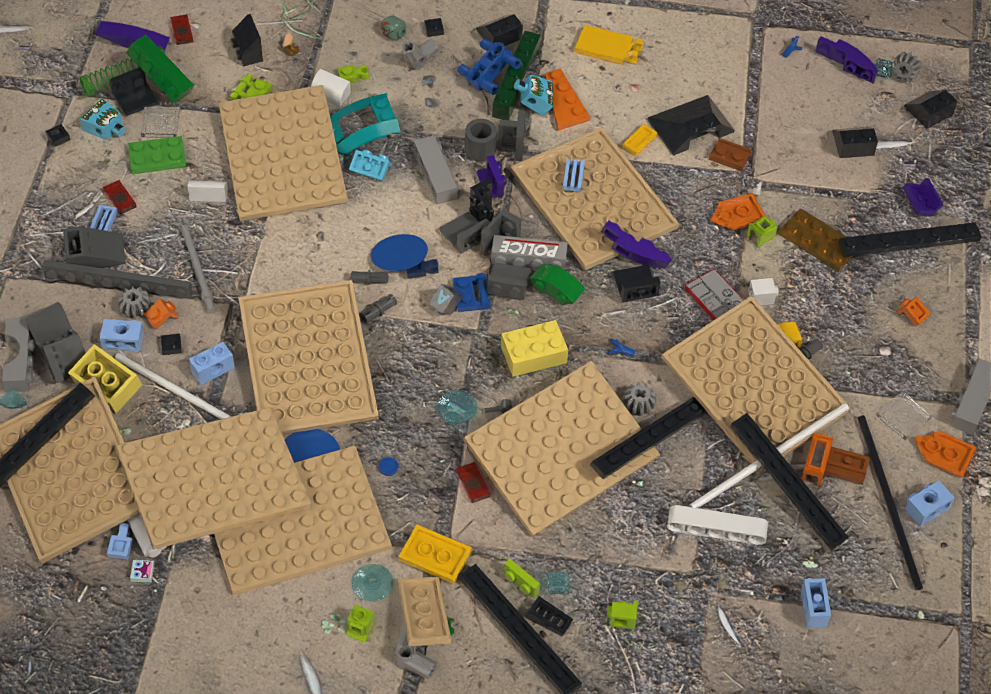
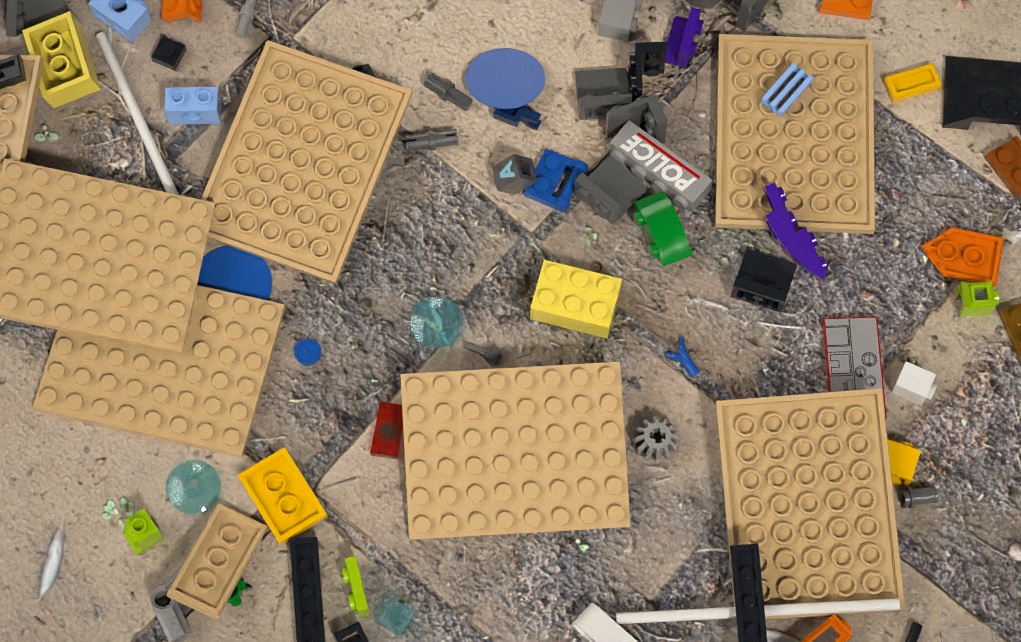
camera: 35 degrees right, 15 degrees up
(647, 438) = (624, 499): black tile -> none

